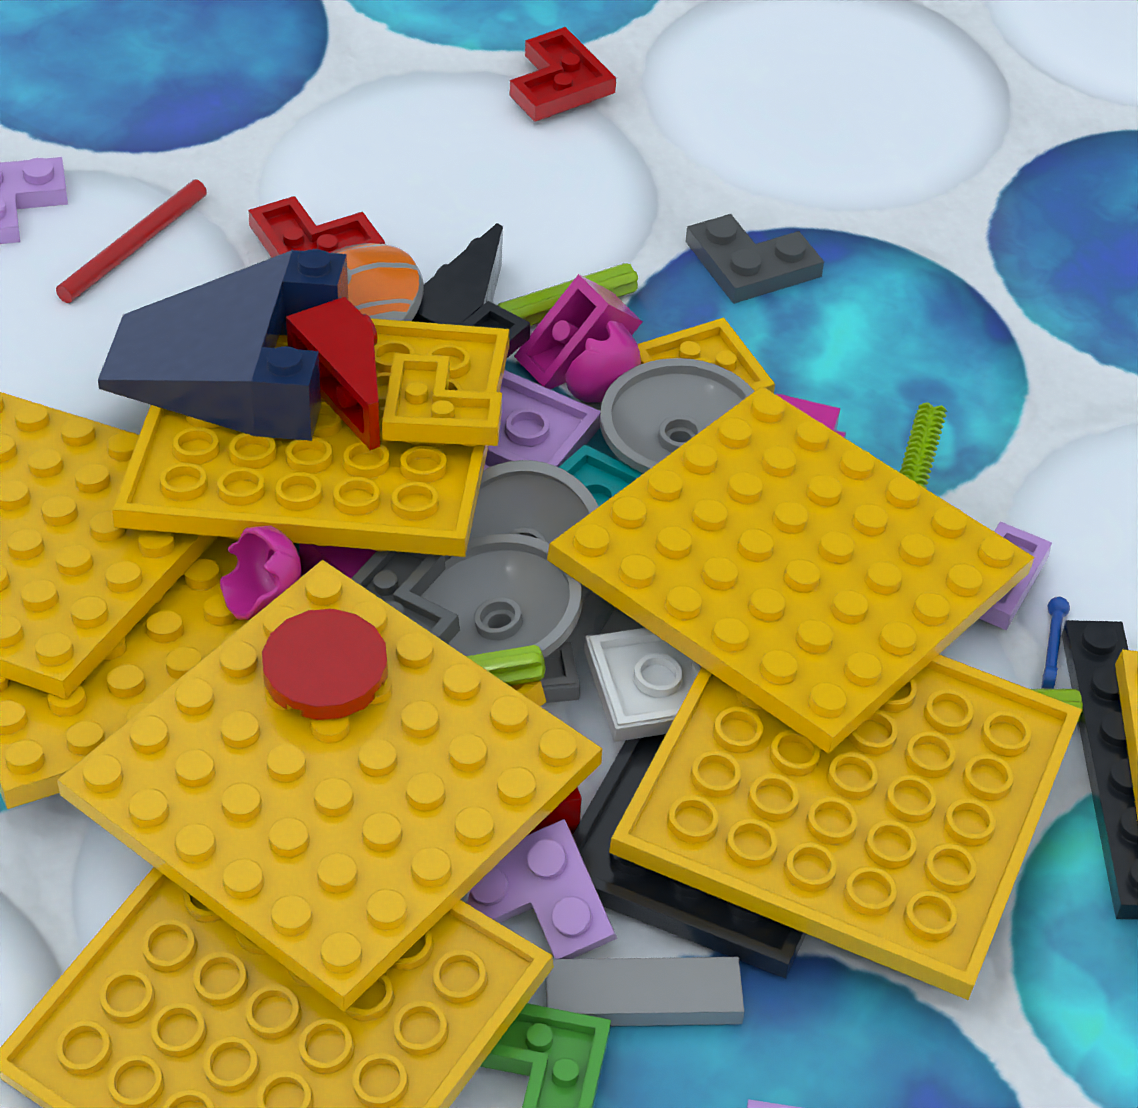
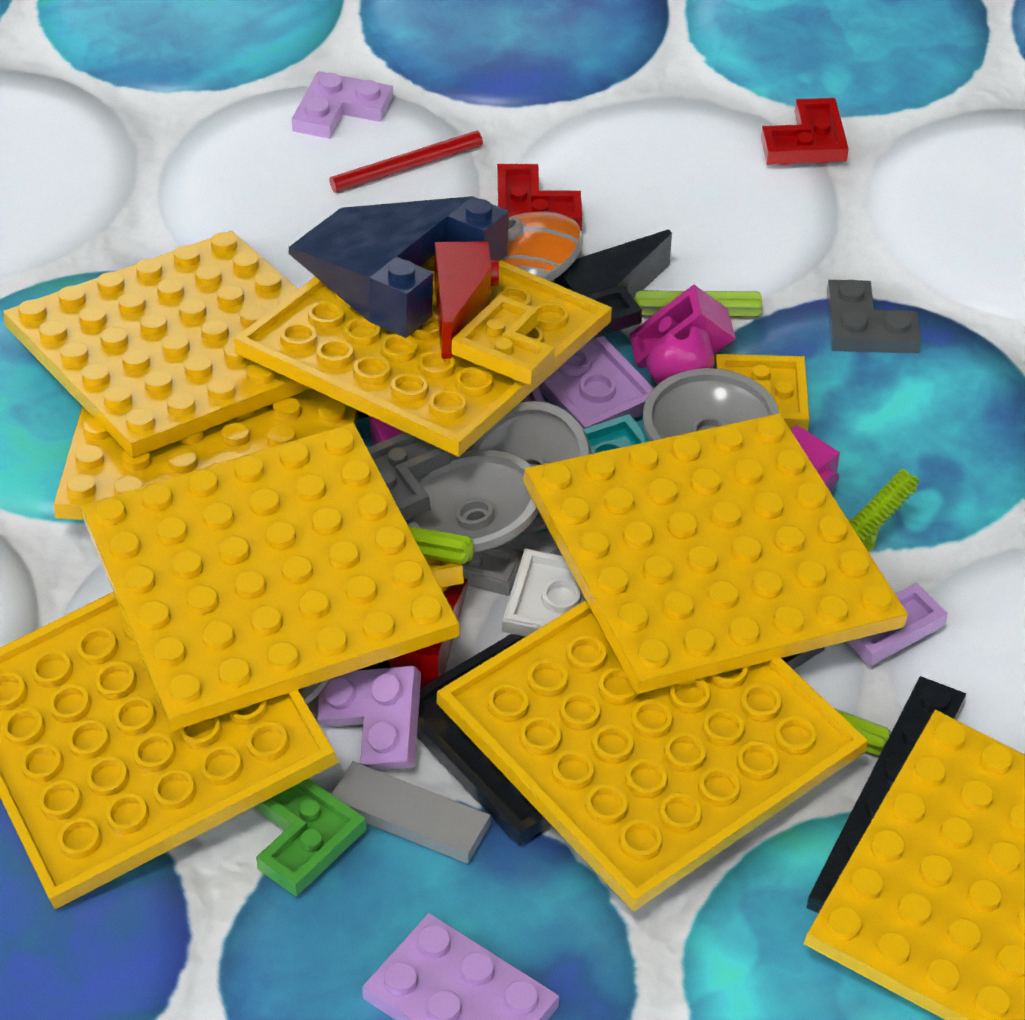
camera: 30 degrees right, 0 degrees up
(264, 570) = (318, 415): dark pink hair -> none
(324, 663) = (297, 491): red tile -> none
(1058, 608) = (926, 666): blue hinge -> none

